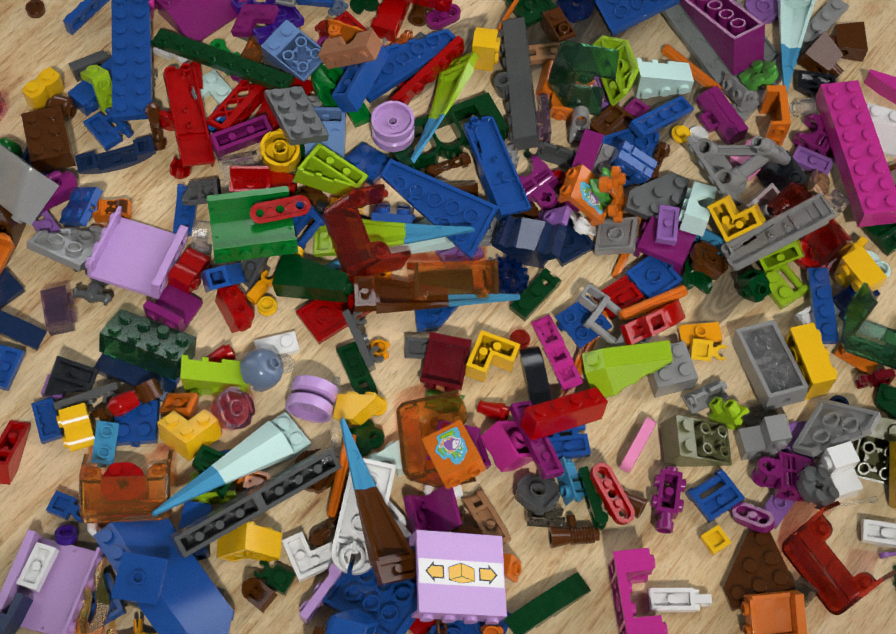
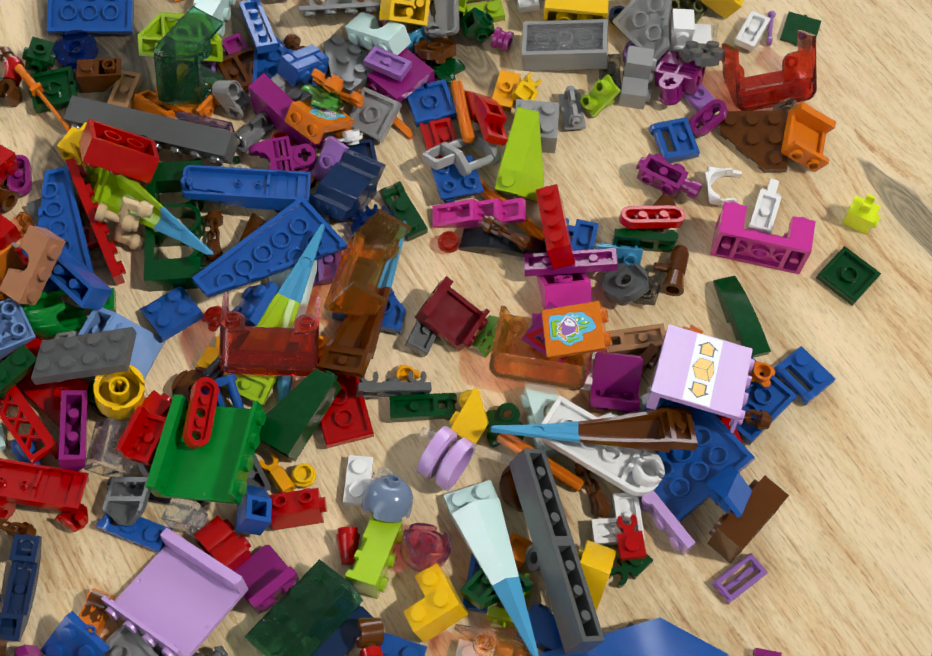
camera: 70 degrees left, 0 degrees up
(183, 403) = (394, 602): orange slope -> none
(257, 593) = (646, 586): reddish brown plate -> none
(290, 567) = (630, 543): none -> red plate
(329, 172) = (172, 350): lime wedge -> none
(393, 126) = (149, 262): lavender wheel -> none
(429, 96) = (126, 221): none -> tan piece
(477, 64) = (118, 151): none -> red brick
(491, 351) = (460, 267): yellow brick -> none
(494, 410) = (521, 290): red cone -> none
(538, 392) = (522, 241): none -> reddish brown piece
(638, 445) = (603, 182): bright pink beam -> none
(680, 133) = (281, 21): yellow plate -> none
(684, 539) = (712, 175): none -> white helmet
(695, 442) = (616, 136): olive slope -> none
(698, 132) = (287, 9): white piece -> none
(715, 540) = (718, 156): yellow plate -> none
(751, 311) = (502, 39): none -> magenta wheel

